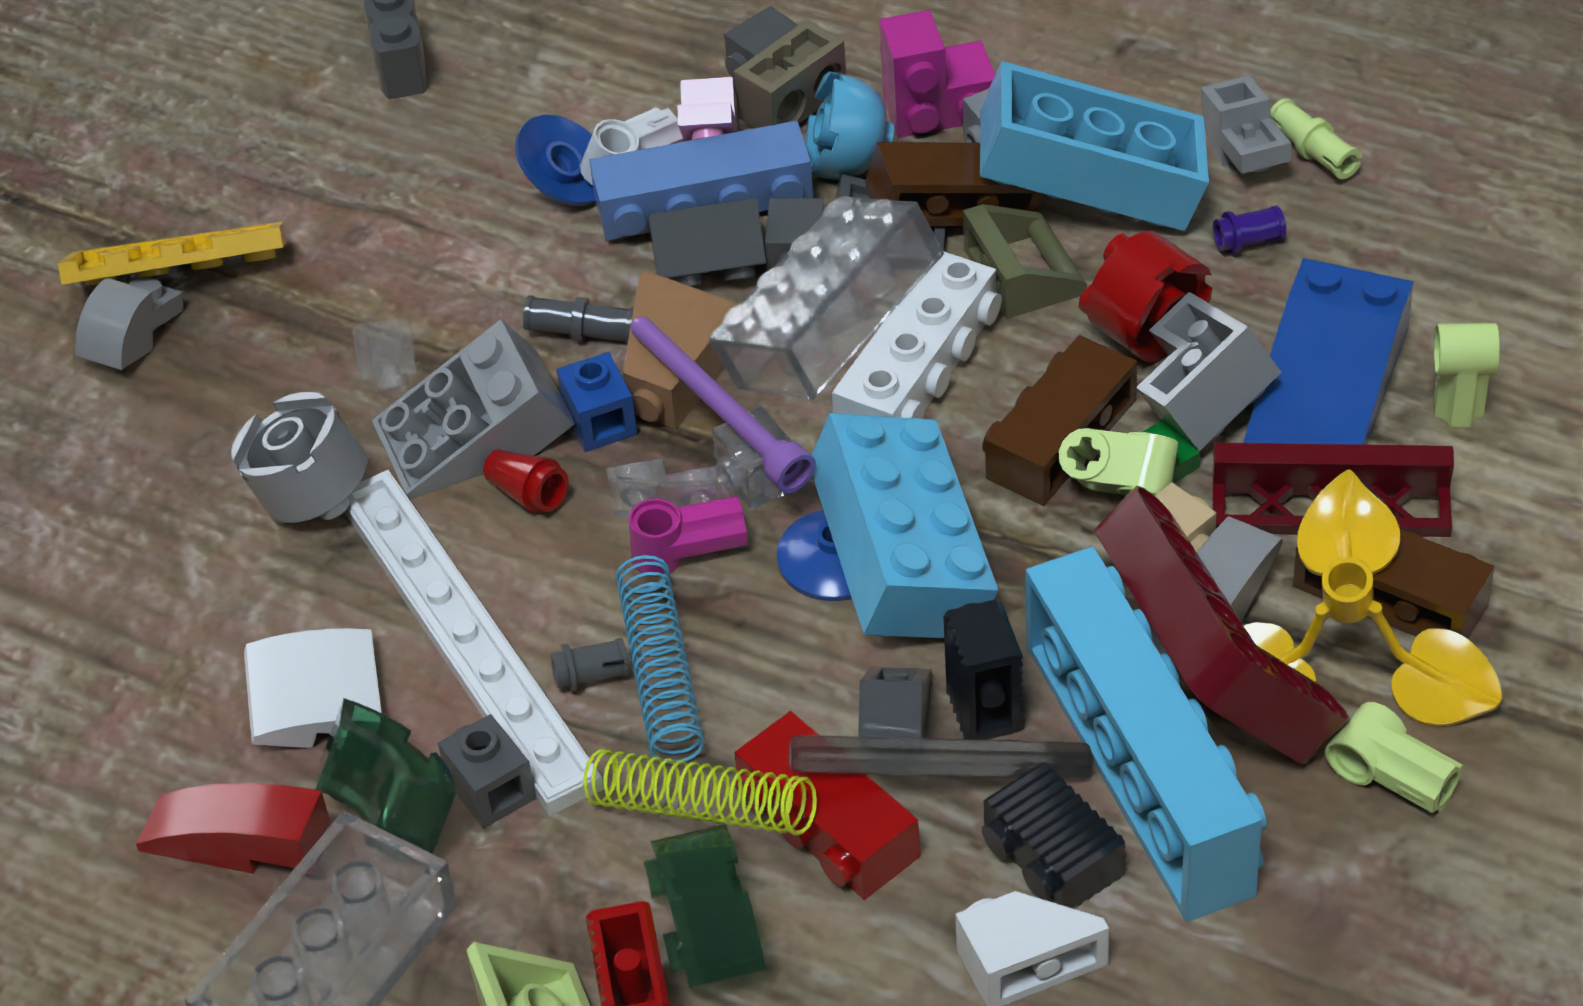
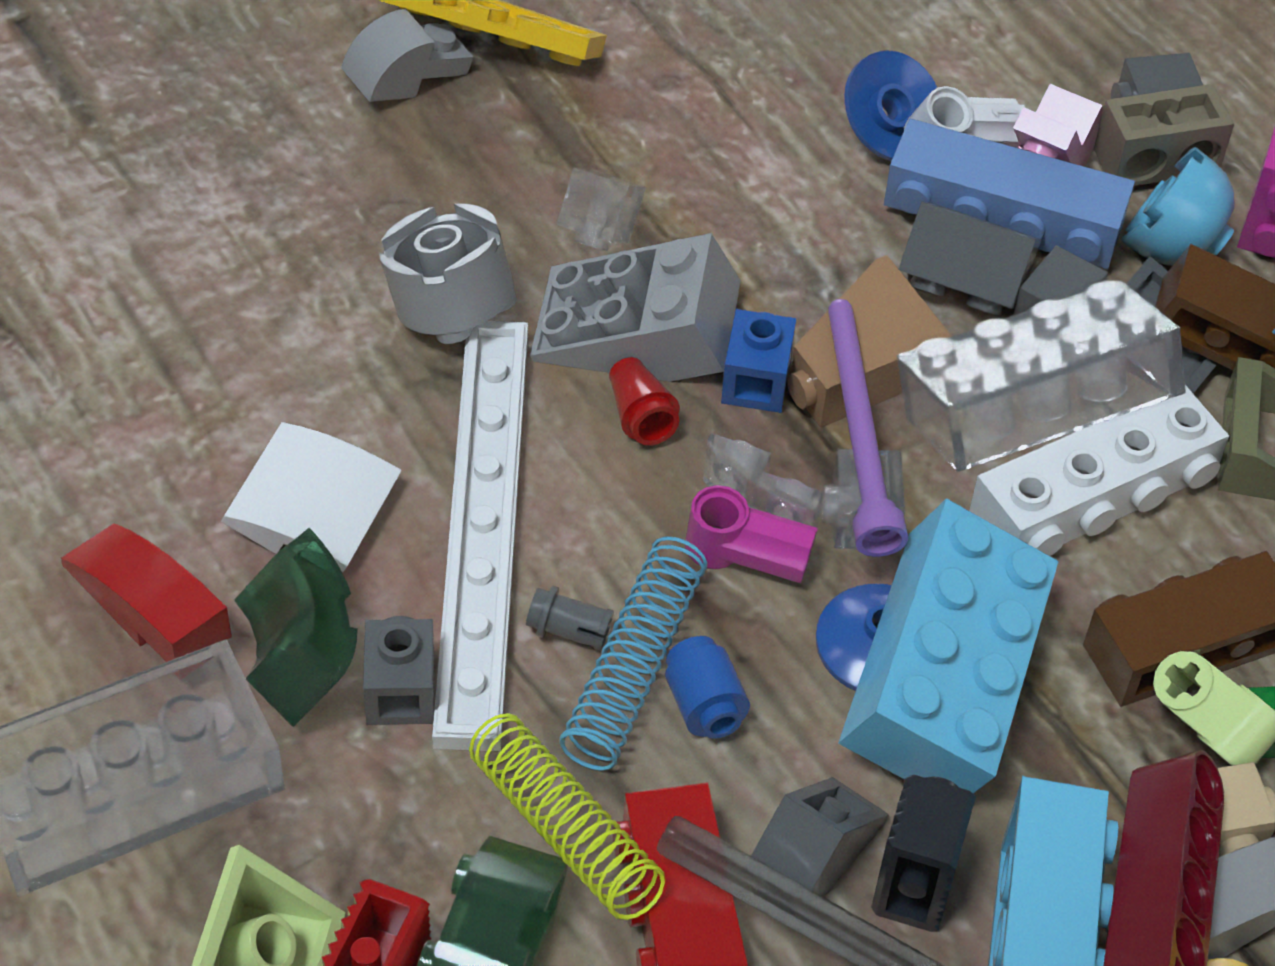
camera: 25 degrees right, 5 degrees up
(577, 318) = (799, 267): dark grey pin -> none
(733, 653) = (706, 687): none -> blue brick

